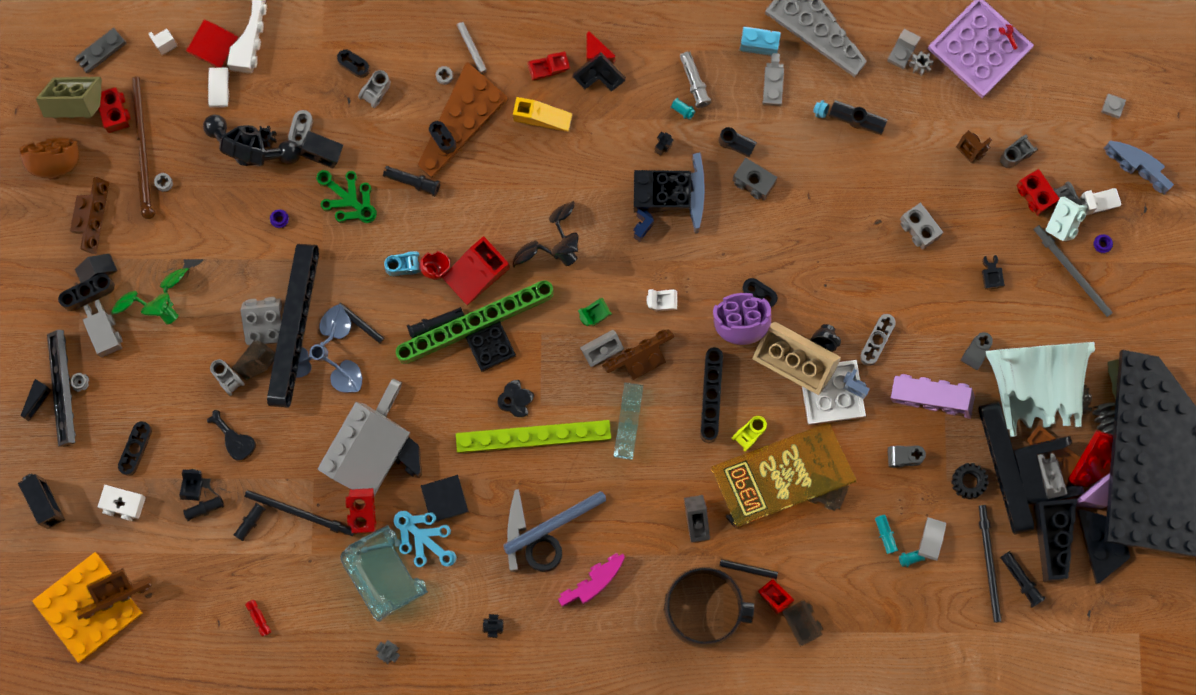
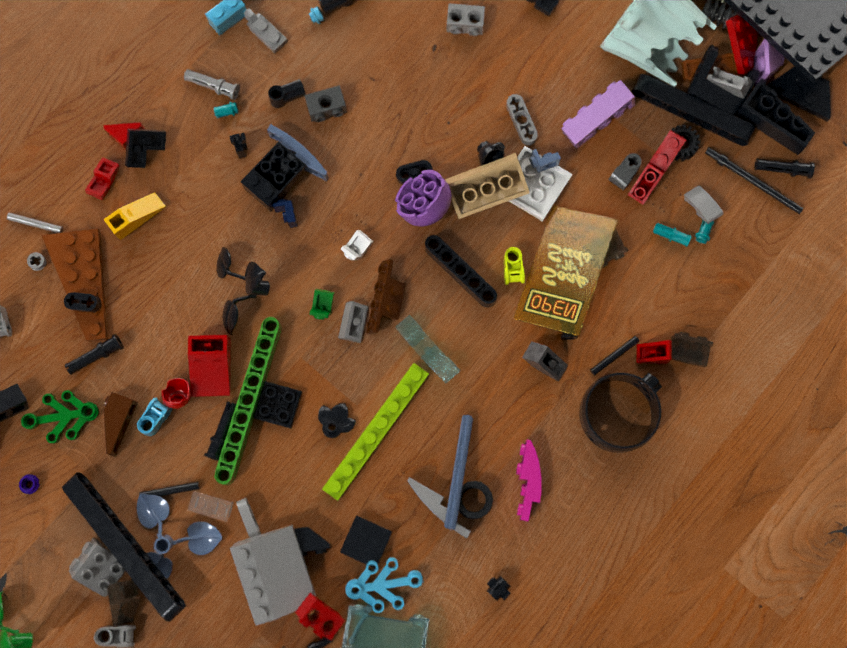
camera: 50 degrees left, 0 degrees up
(374, 363) = (210, 506): none -> clear slope
(381, 237) = (117, 417): none -> reddish brown slope
(929, 477) = (657, 167): none -> red slope
(975, 352) = (591, 60): dark grey piece -> none

